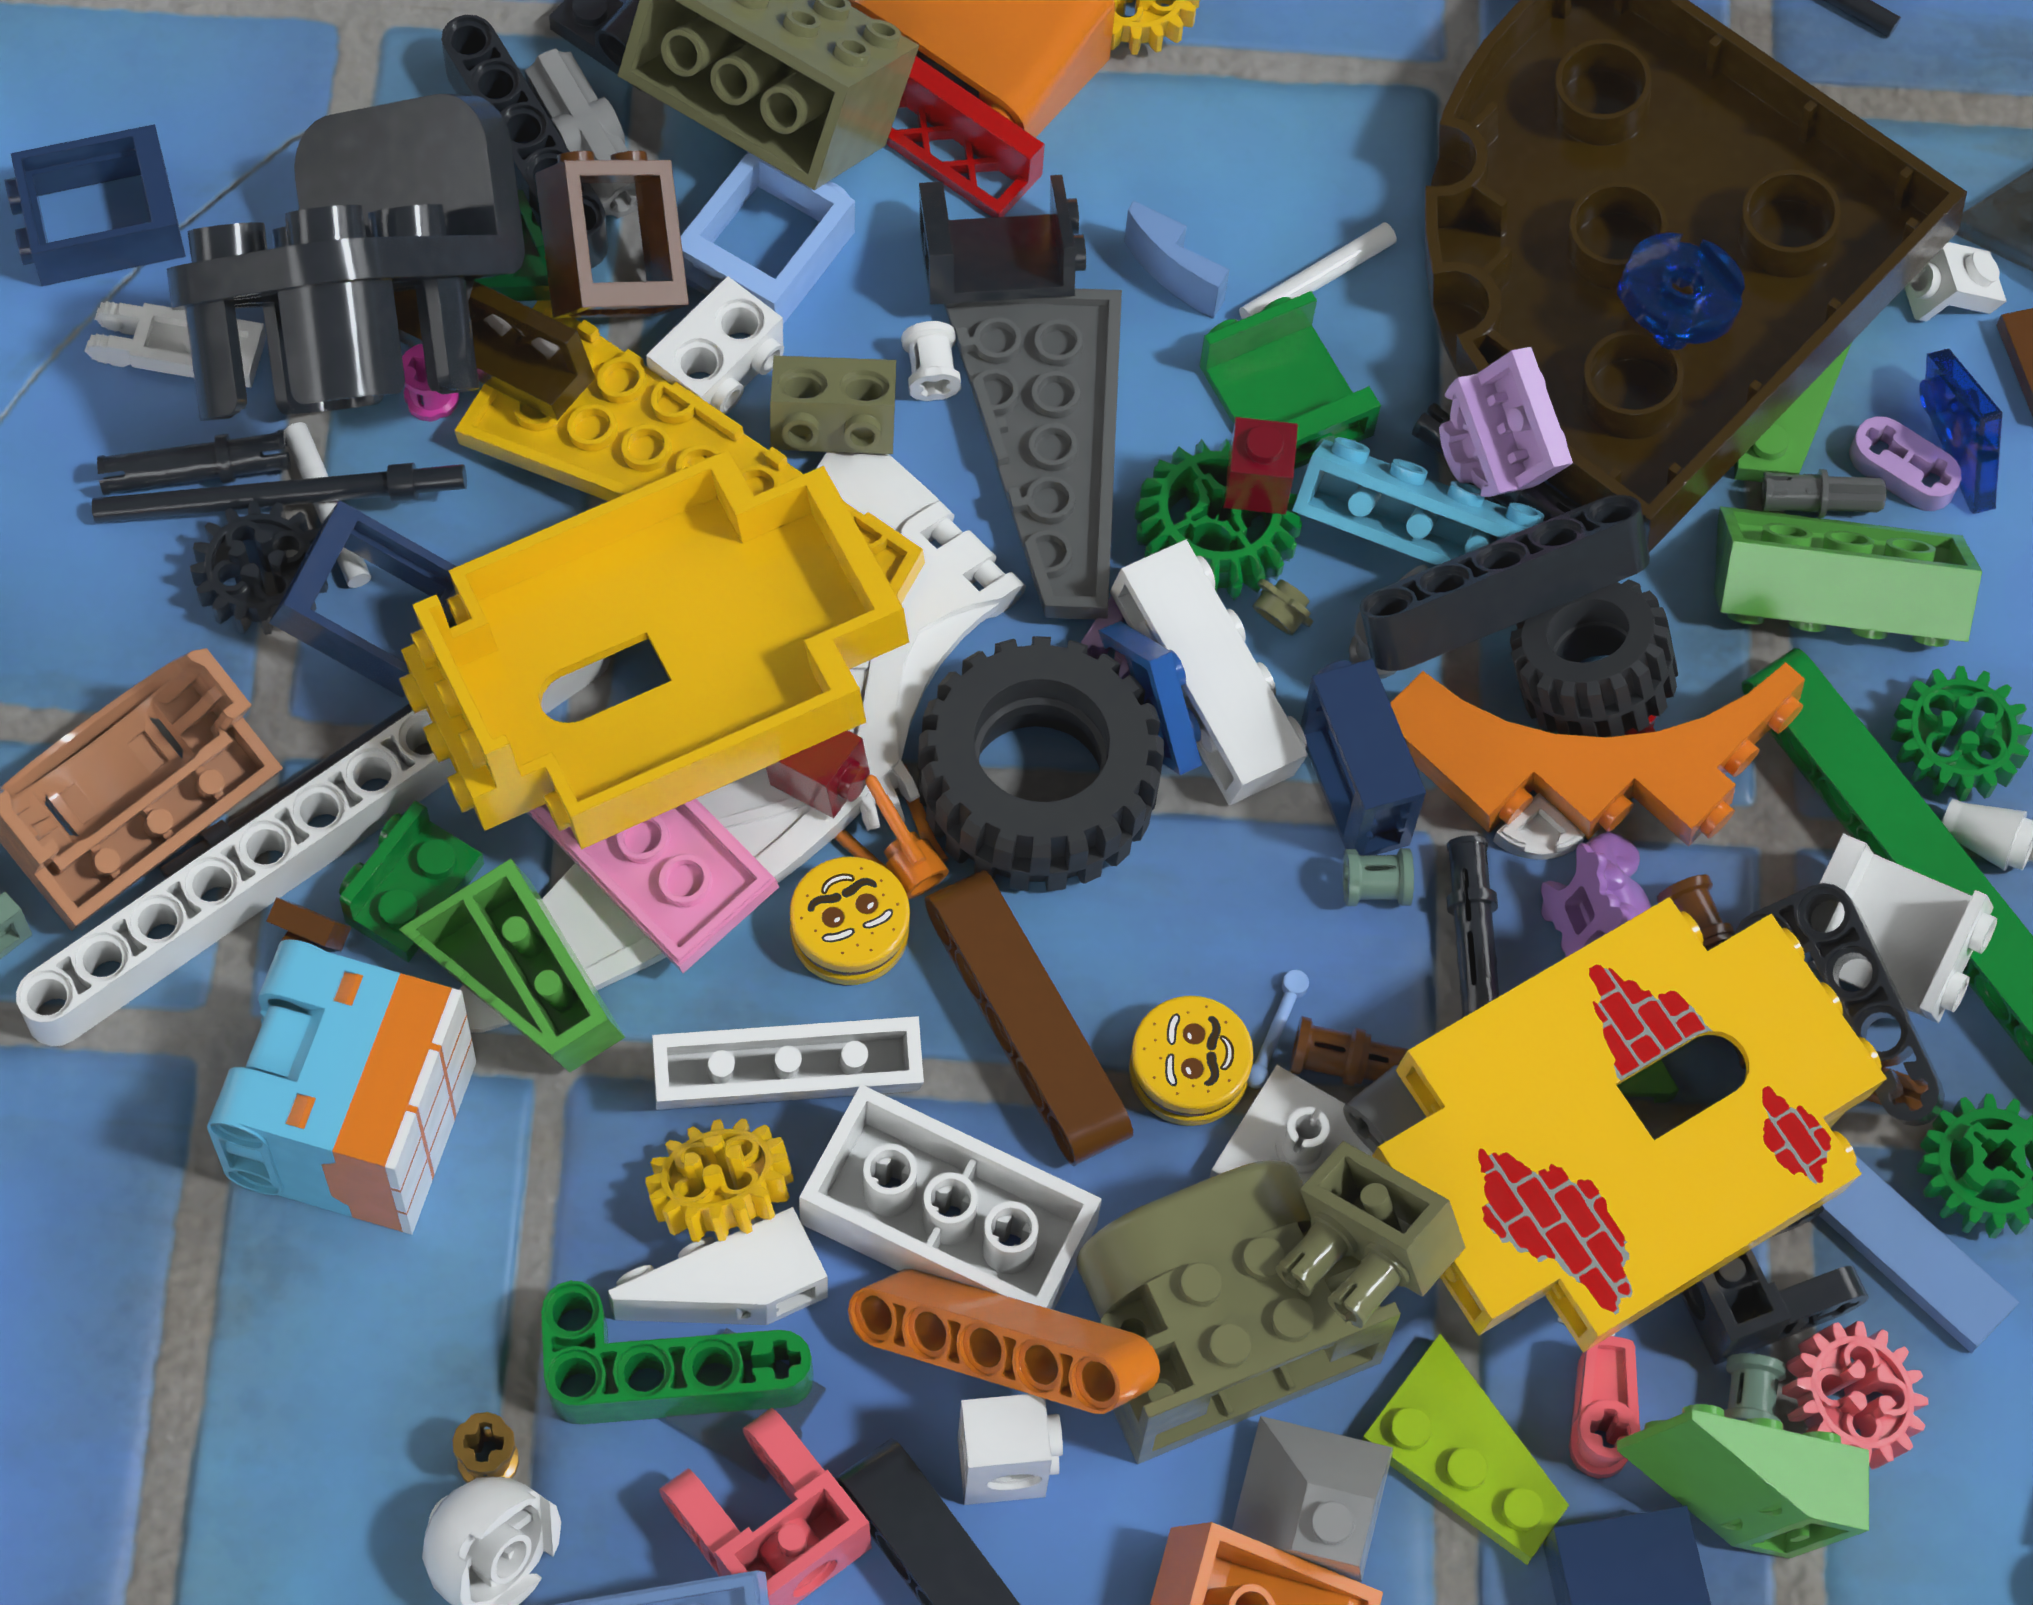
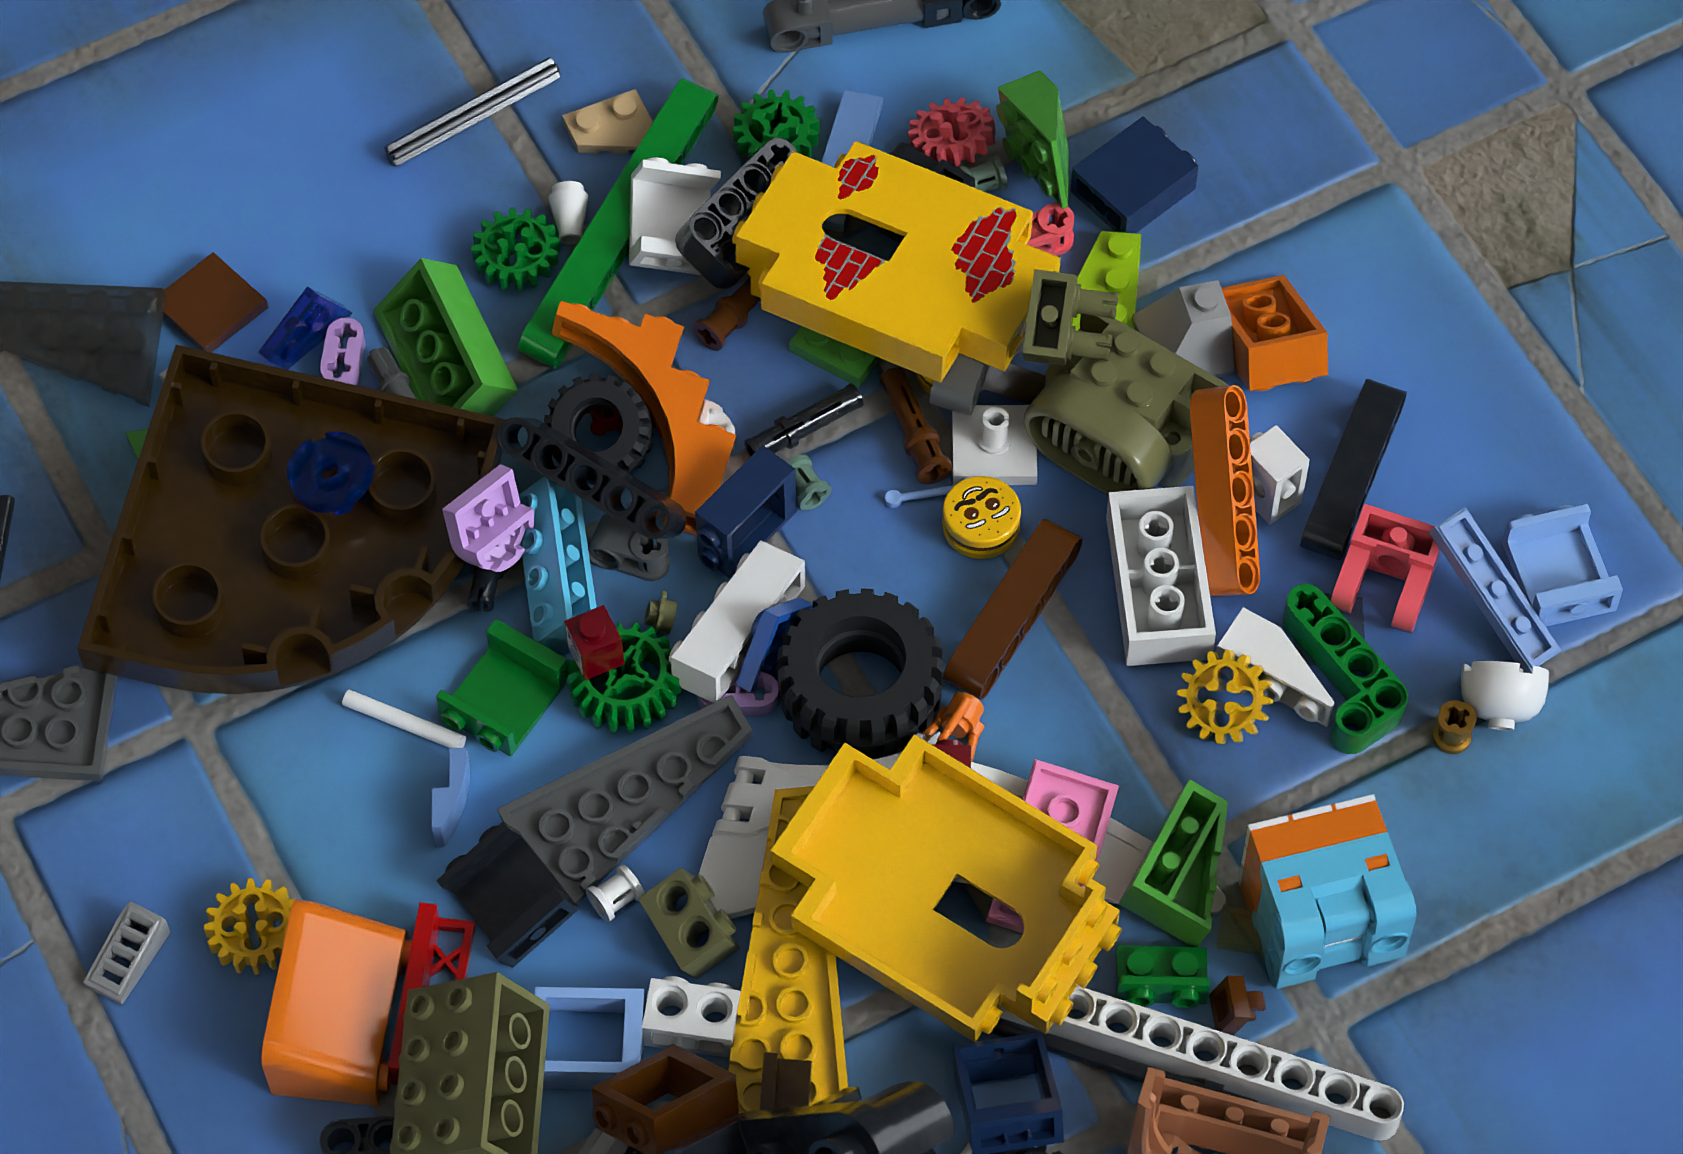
camera: 115 degrees left, 5 degrees down
(786, 1062) = (1135, 701): white brick -> none
(849, 920) = (1019, 728): yellow head -> none
(1599, 894) = (752, 363): medium lavender animal -> none

